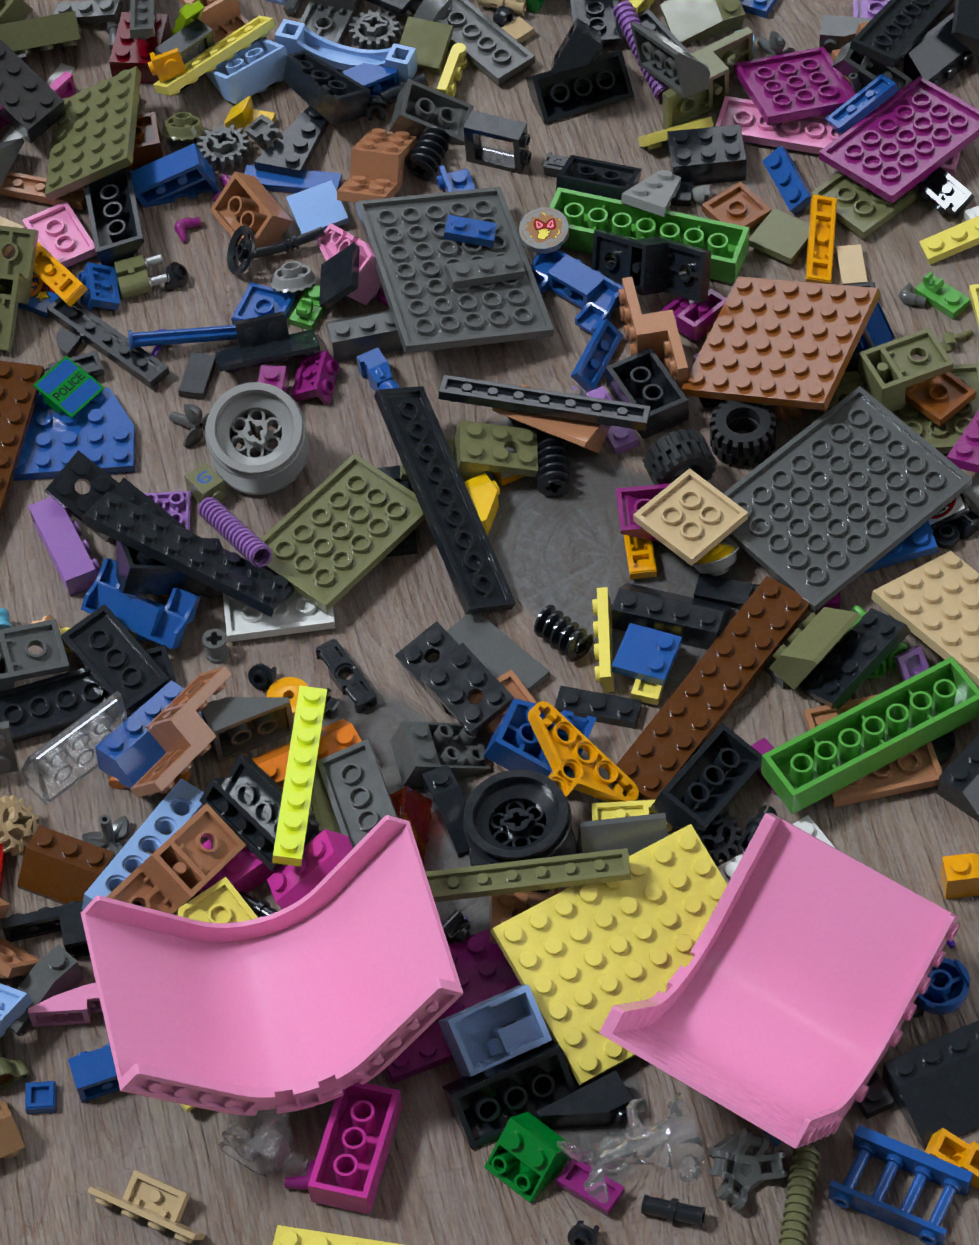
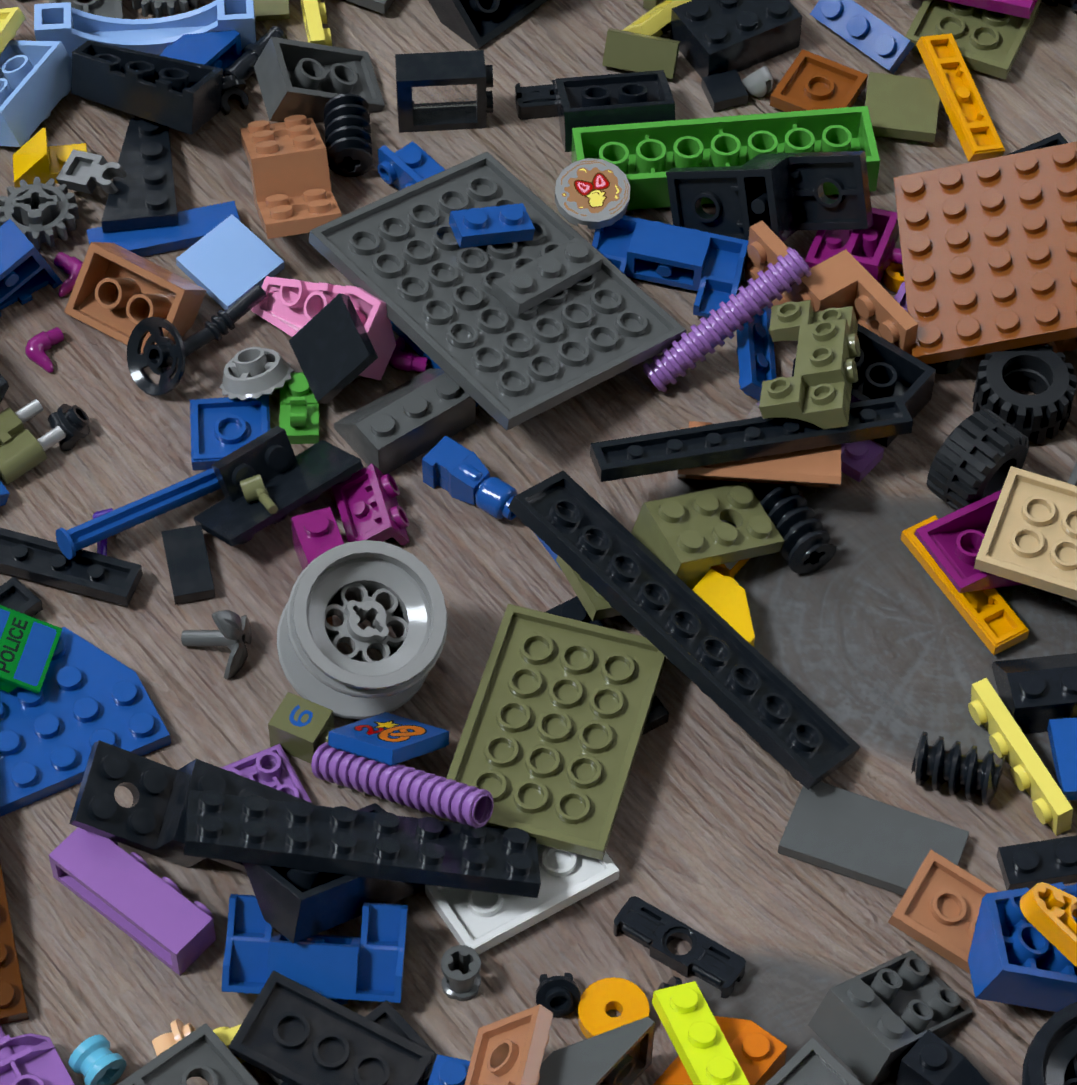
camera: 30 degrees left, 0 degrees up
(245, 505) = (388, 738): none -> blue tile
(250, 344) = (254, 490): none -> olive hand
(455, 678) = (856, 893): black bracket -> none
(580, 330) = (727, 319): none -> medium lavender piece
(609, 374) = (822, 365): none -> olive bracket
(638, 154) = (640, 52): none -> olive tile
(653, 193) = (709, 97): light grey wing -> none
(851, 264) = (1014, 119): tan tile -> none

